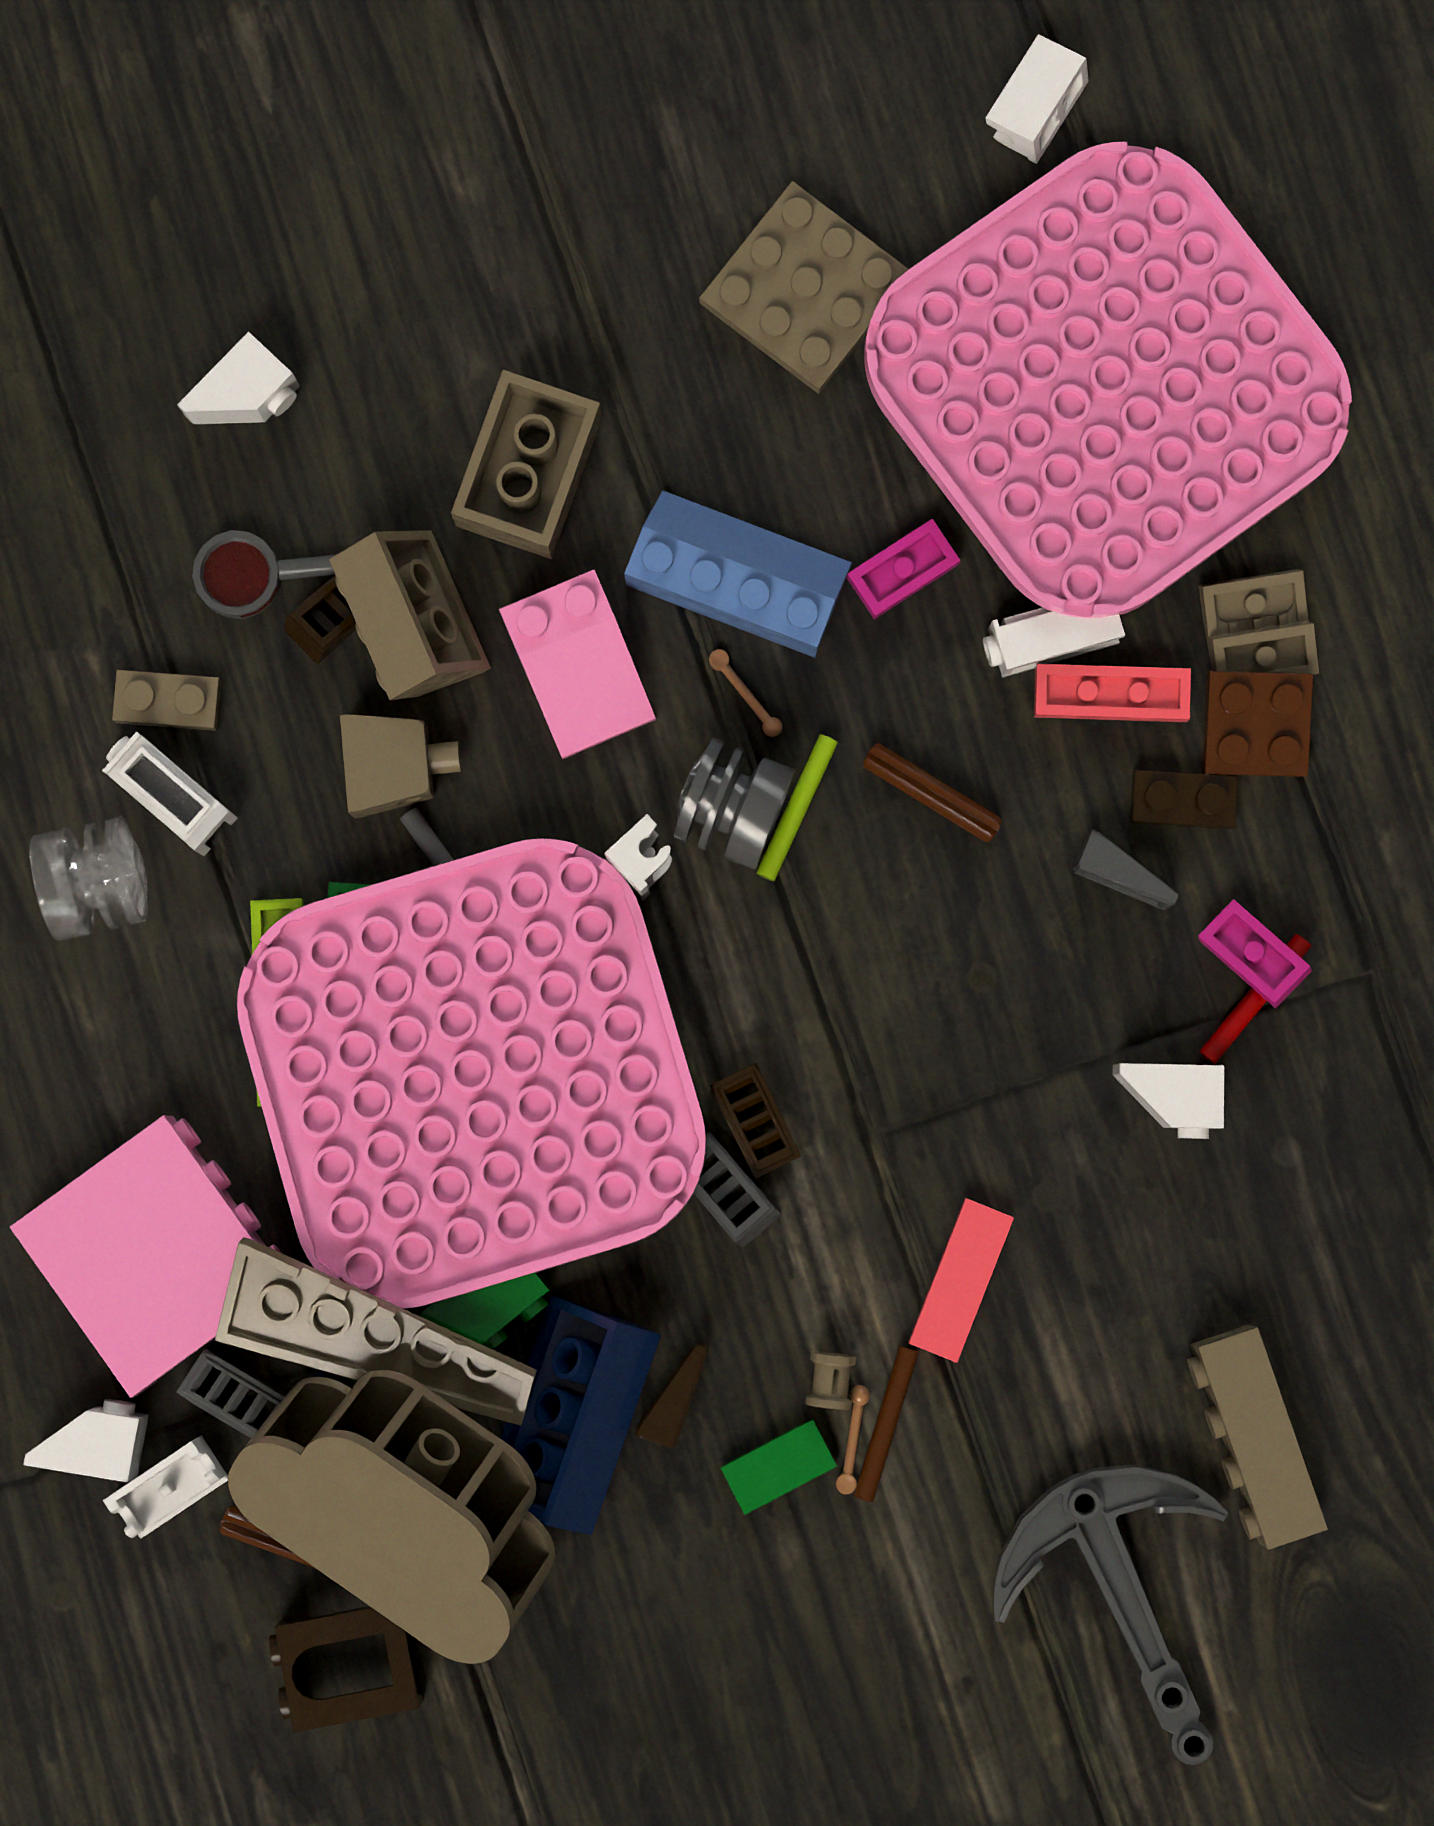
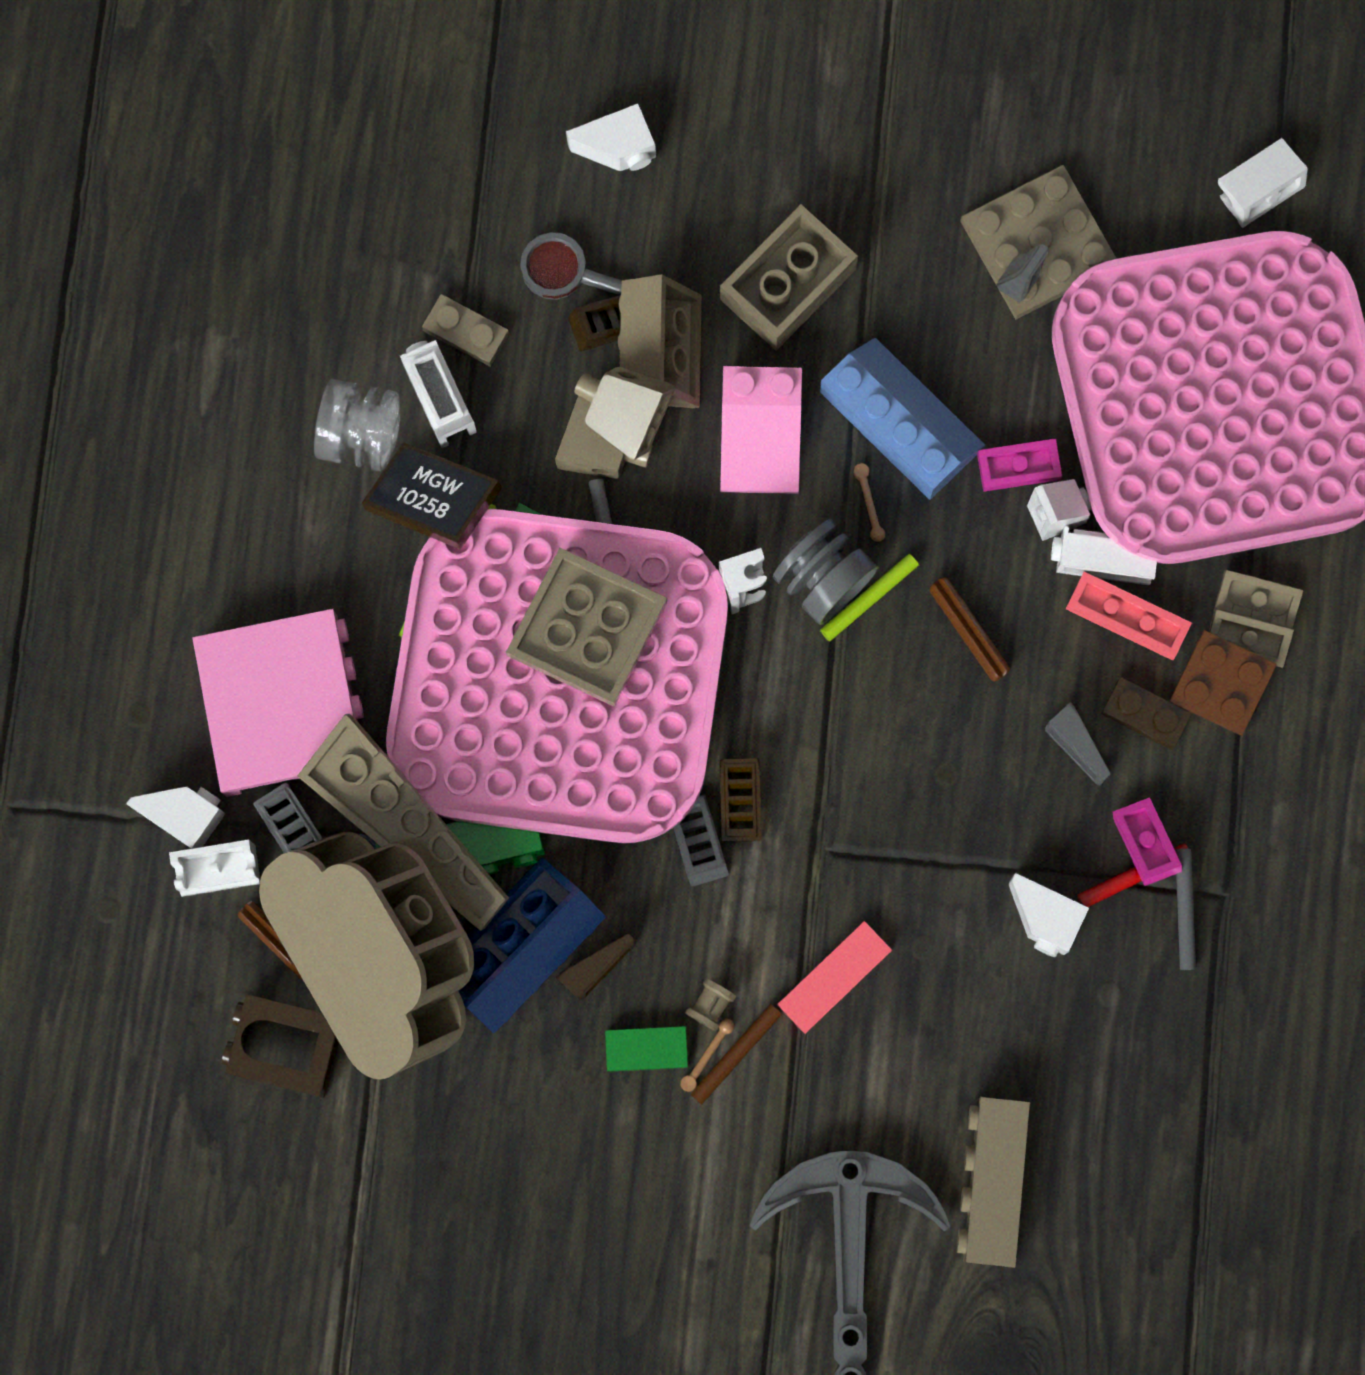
camera: 30 degrees right, 5 degrees down
(219, 923) = (431, 495): none -> black tile
(406, 715) = (625, 408): none -> torso
(480, 1002) = (586, 627): none -> dark tan plate
(805, 335) = (1023, 272): none -> dark grey slope
(974, 601) = (1058, 506): none -> white slope
(1334, 1014) = (1186, 911): none -> dark grey bar

